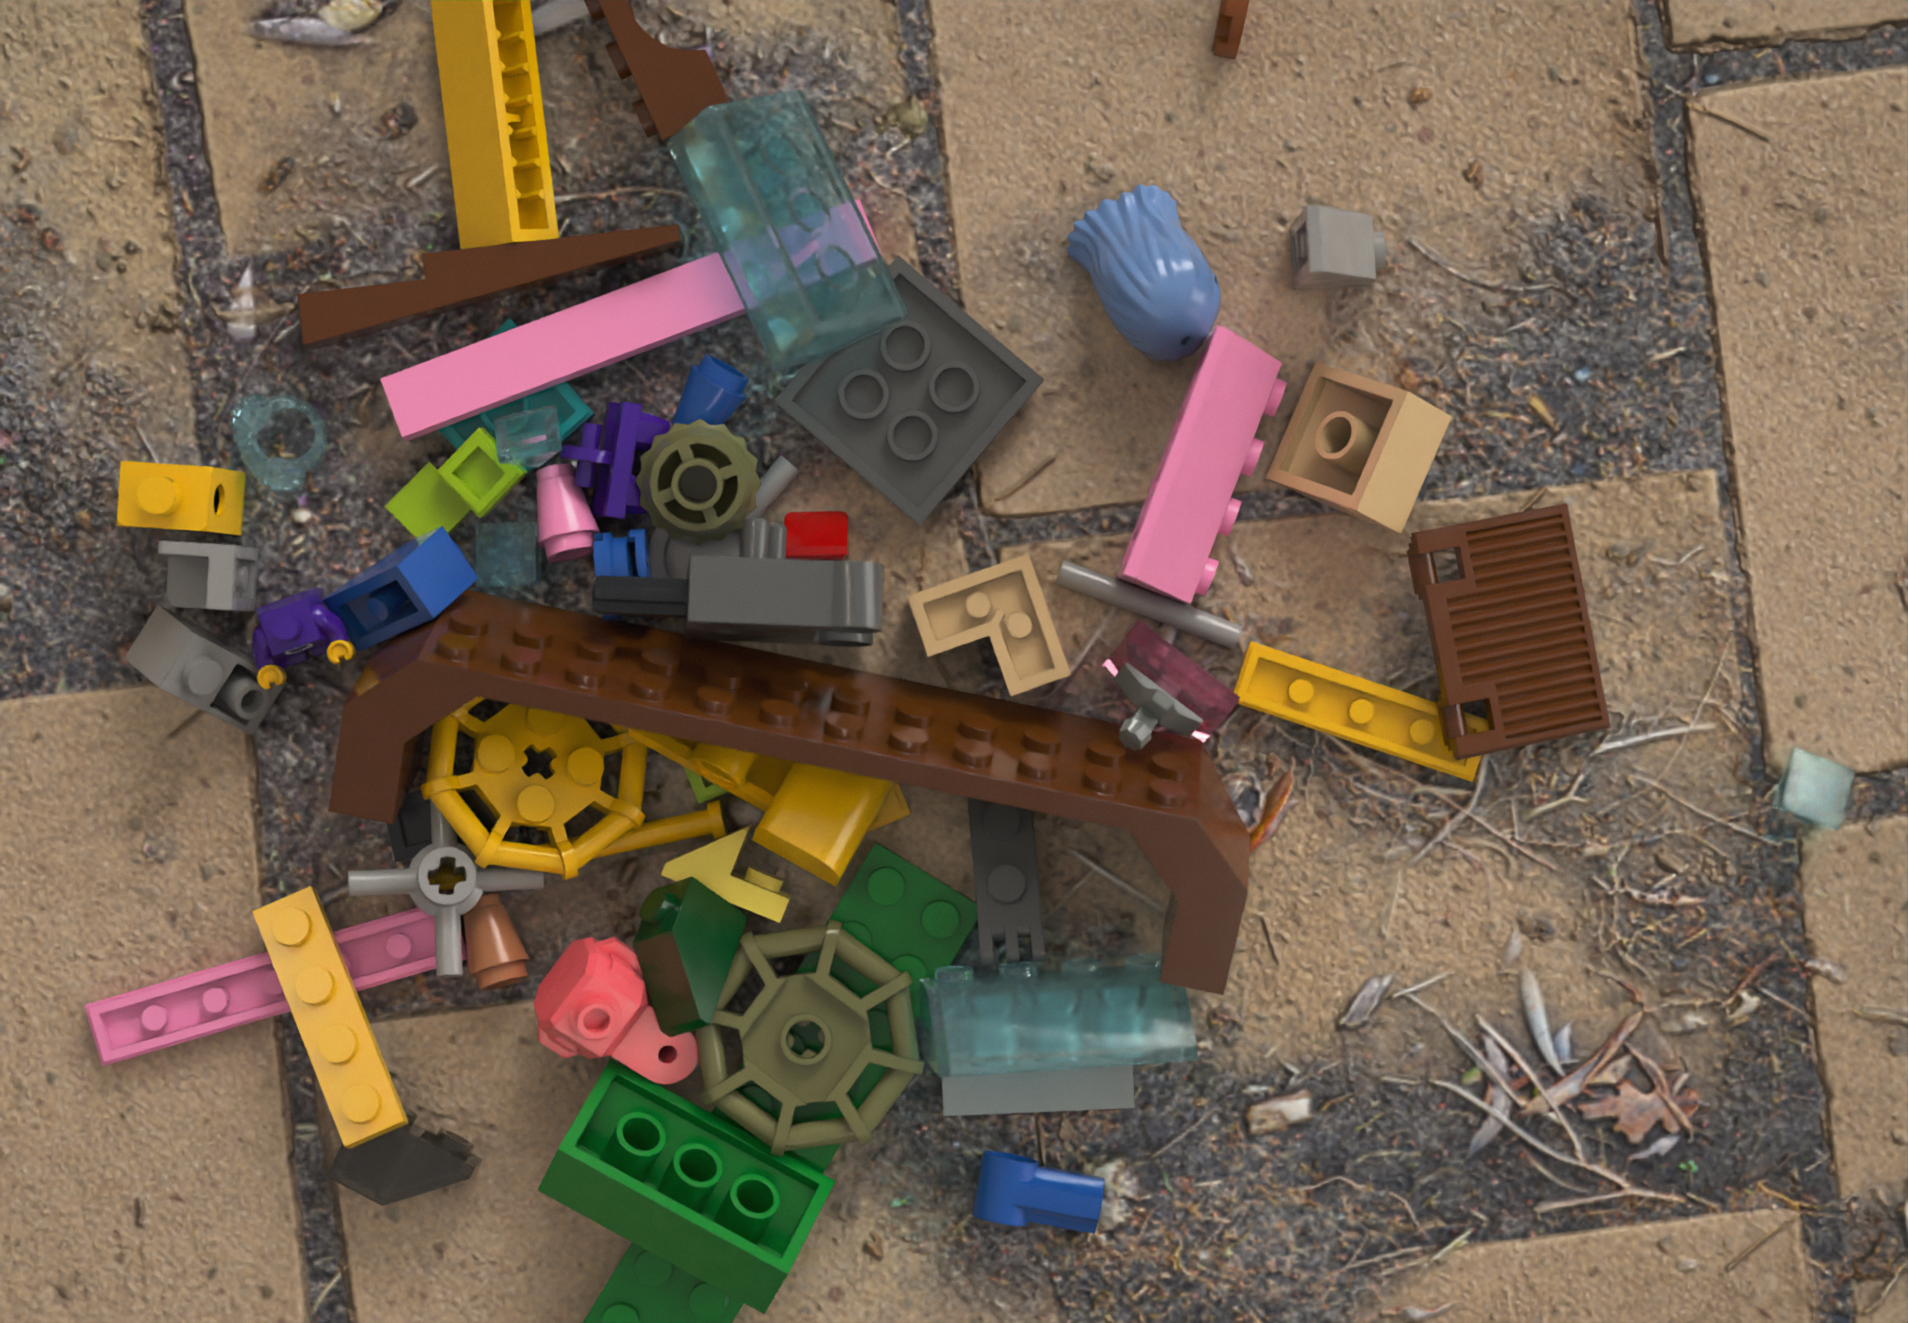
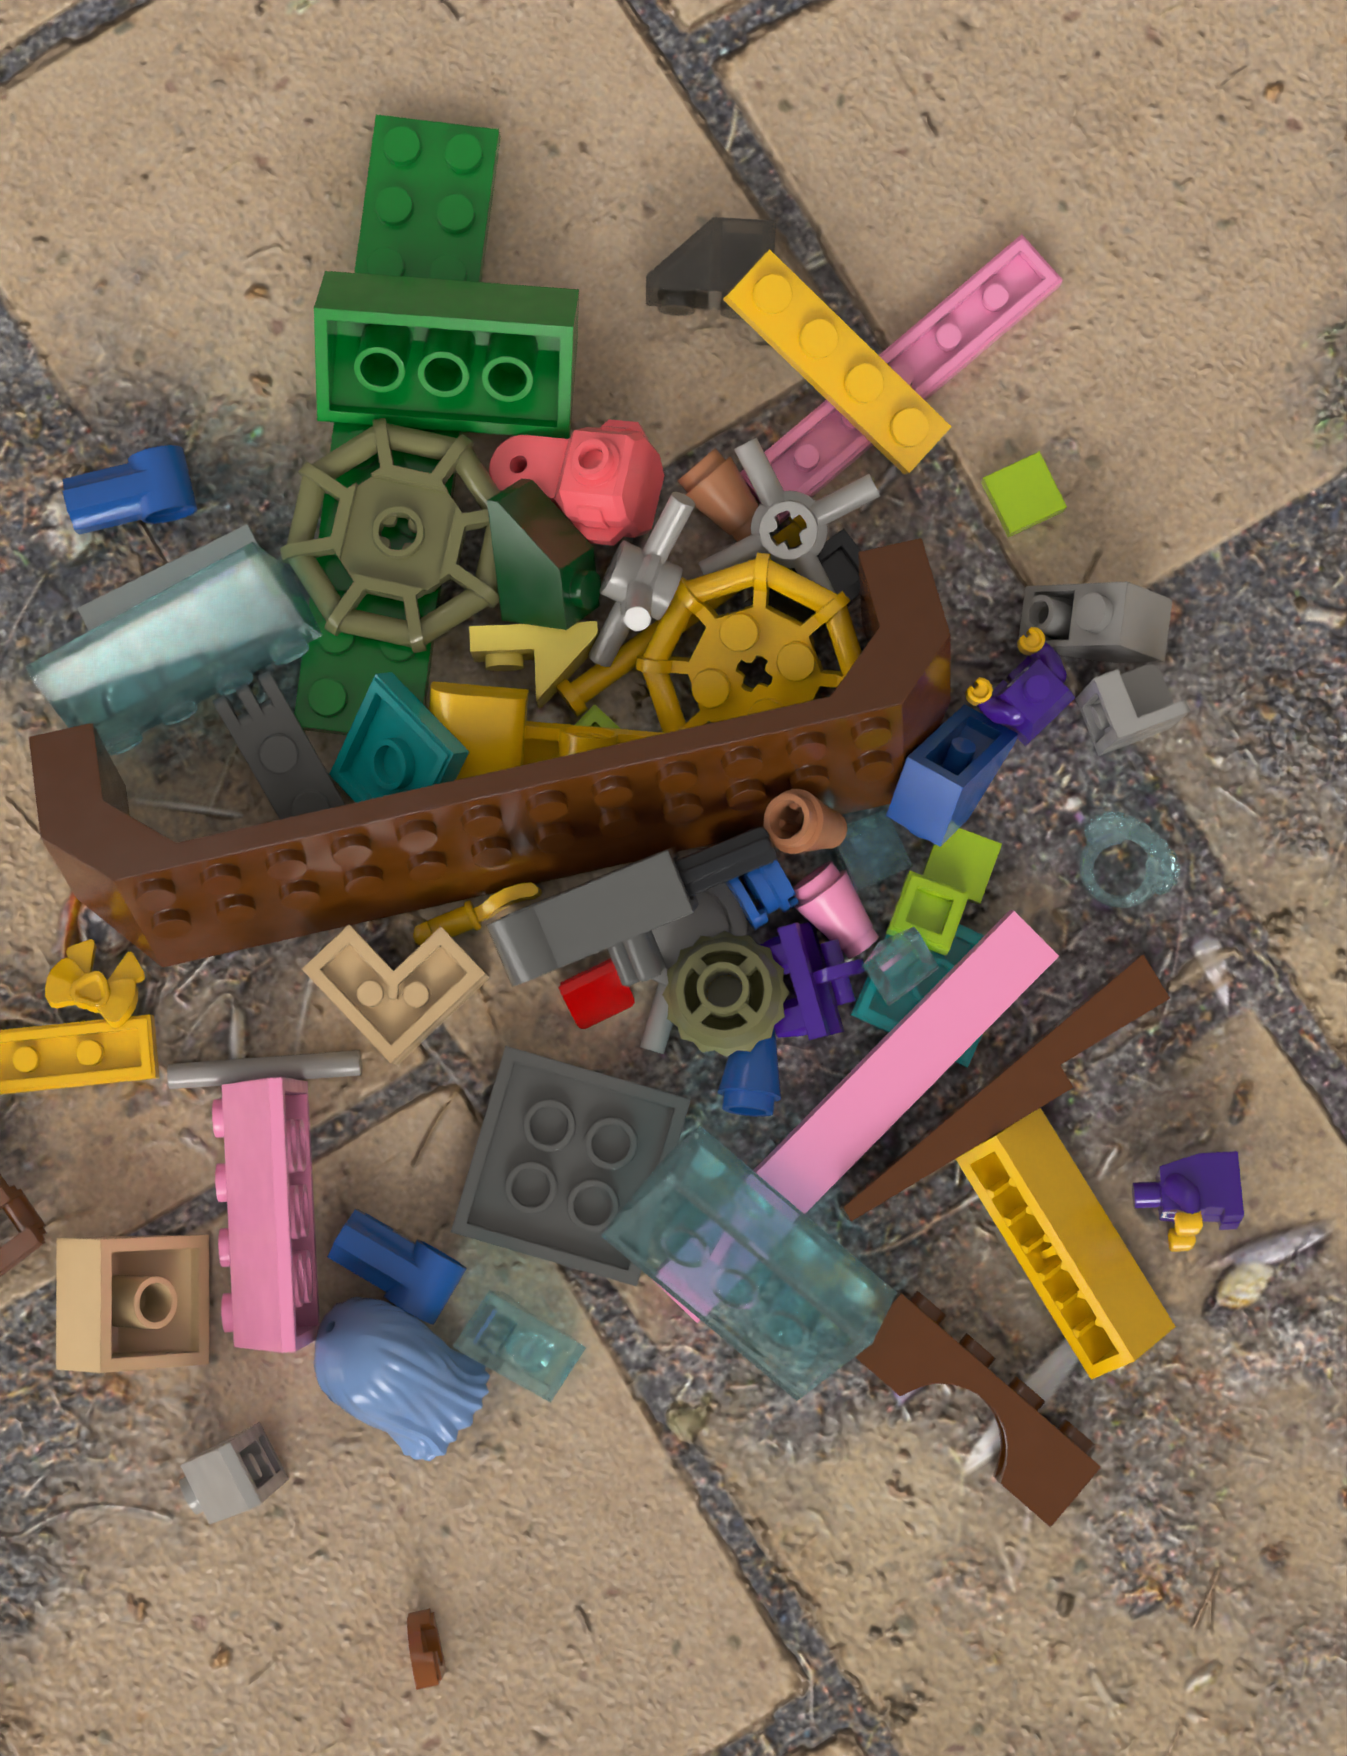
camera: 150 degrees right, 5 degrees down
(180, 498) = (1189, 764): yellow torso -> none
(214, 821) = (1023, 494): none -> lime tile
(358, 112) = (1193, 1192): none -> dark purple piece
(556, 600) = (803, 823): none -> nougat cone
(602, 890) = (641, 580): none -> light grey bar
(897, 837) = (395, 745): none -> teal tile
(902, 658) = (470, 917): none -> yellow piece
(1025, 248) = (519, 1345): none -> clear light blue slope
(1098, 360) = (410, 1272): none -> blue piece
(1165, 689) = (212, 996): clear pink piece -> none
(1287, 759) = (74, 983): none -> yellow piece

